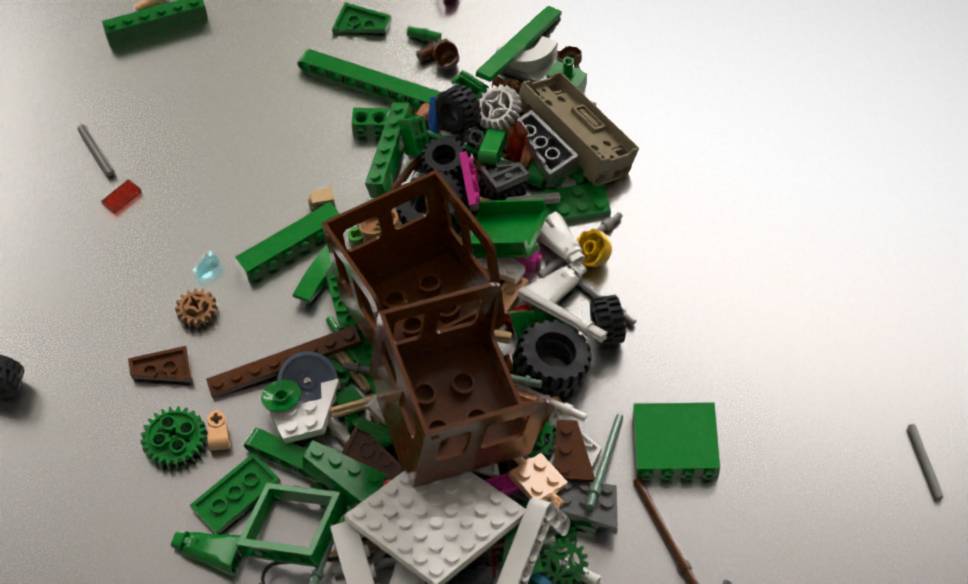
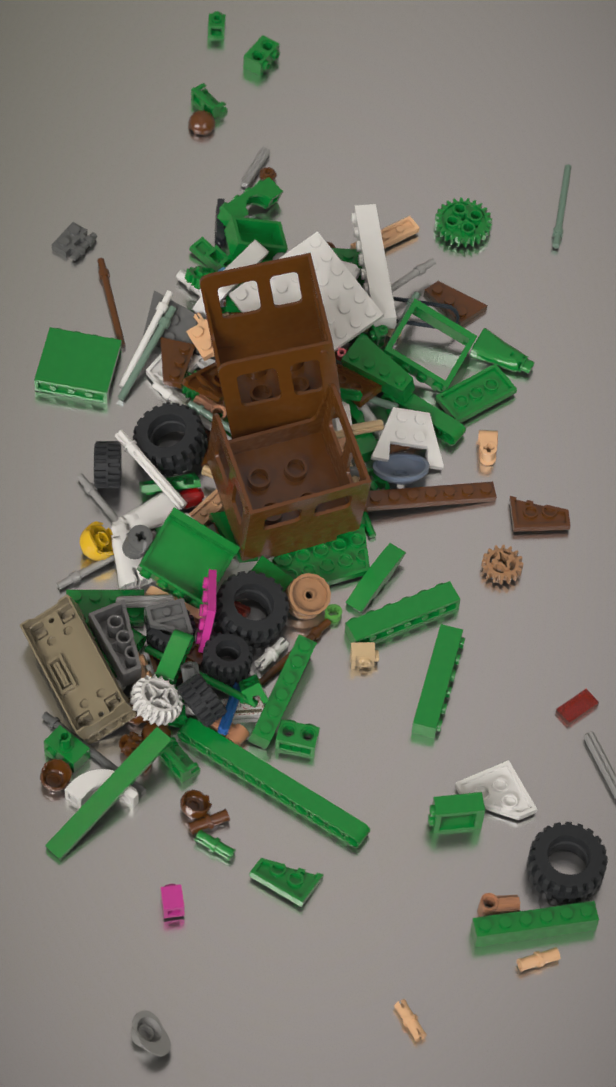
camera: 175 degrees left, 0 degrees up
(126, 45) = (561, 885): none -> black tyre
(173, 437) = (528, 449): green gear -> none
(190, 28) = (499, 904): none -> nougat piece
(191, 112) = (501, 791): none -> white plate
(206, 264) = (487, 610): clear light blue cone -> none
(227, 88) = (457, 812): none -> green window
(250, 191) = (437, 681): none -> green brick
(281, 395) = (431, 442): green dish -> none
(517, 141) = (146, 657): clear red tile -> none
(553, 228) = (137, 542): none -> dark grey piece
(602, 503) = (161, 308): none -> white bar

